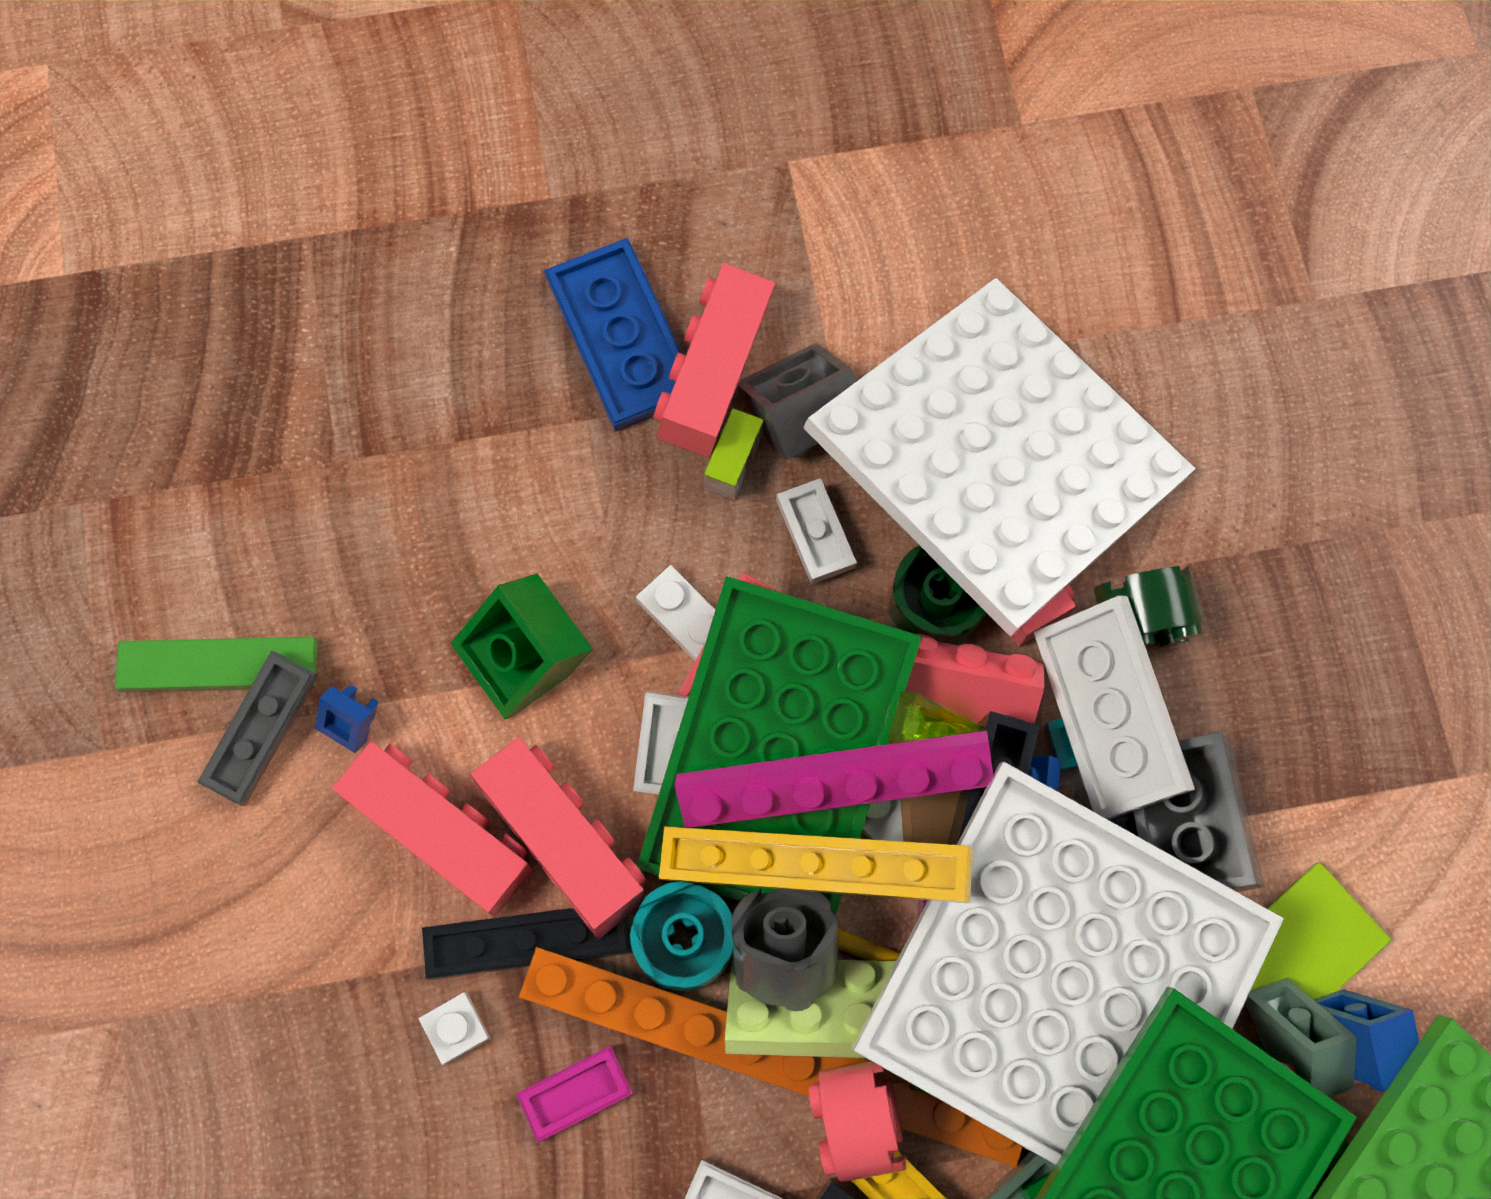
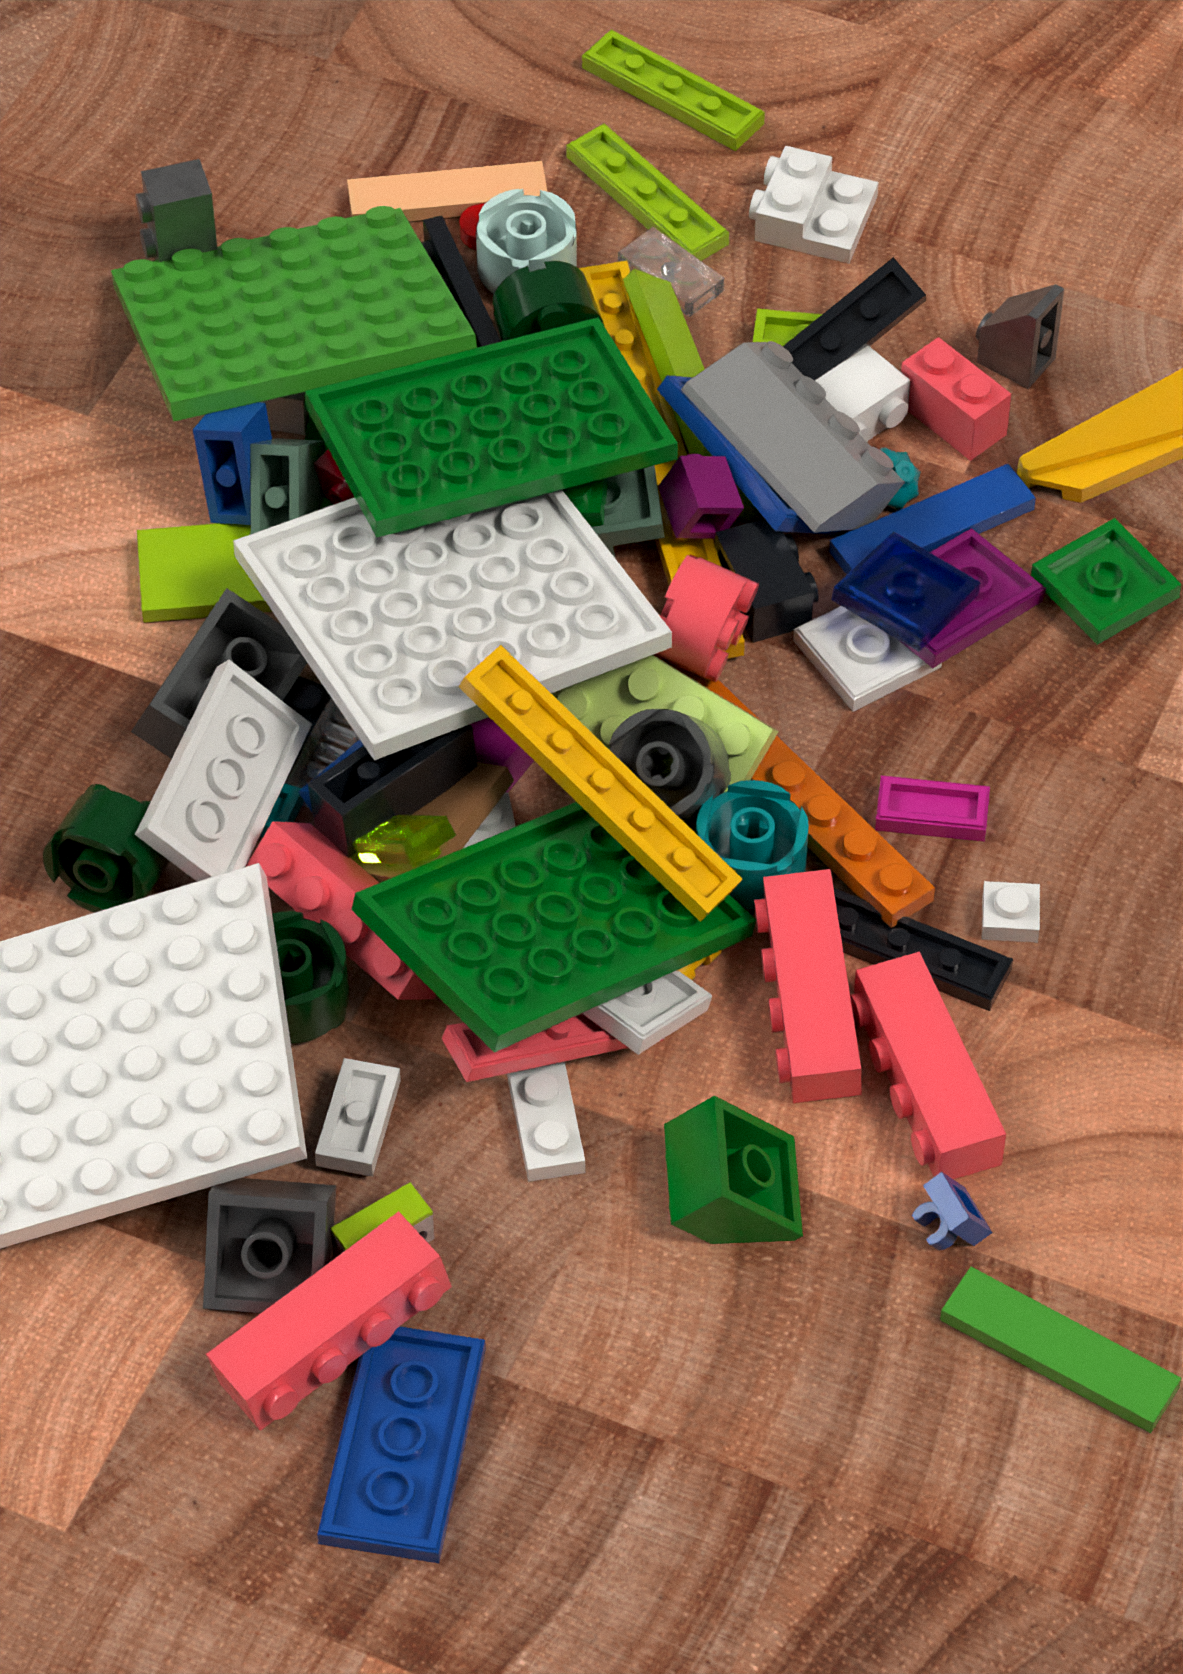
camera: 145 degrees left, 20 degrees down
(257, 728) = (1049, 1254): dark grey tile -> none
(835, 779) = (546, 845): dark pink plate -> none

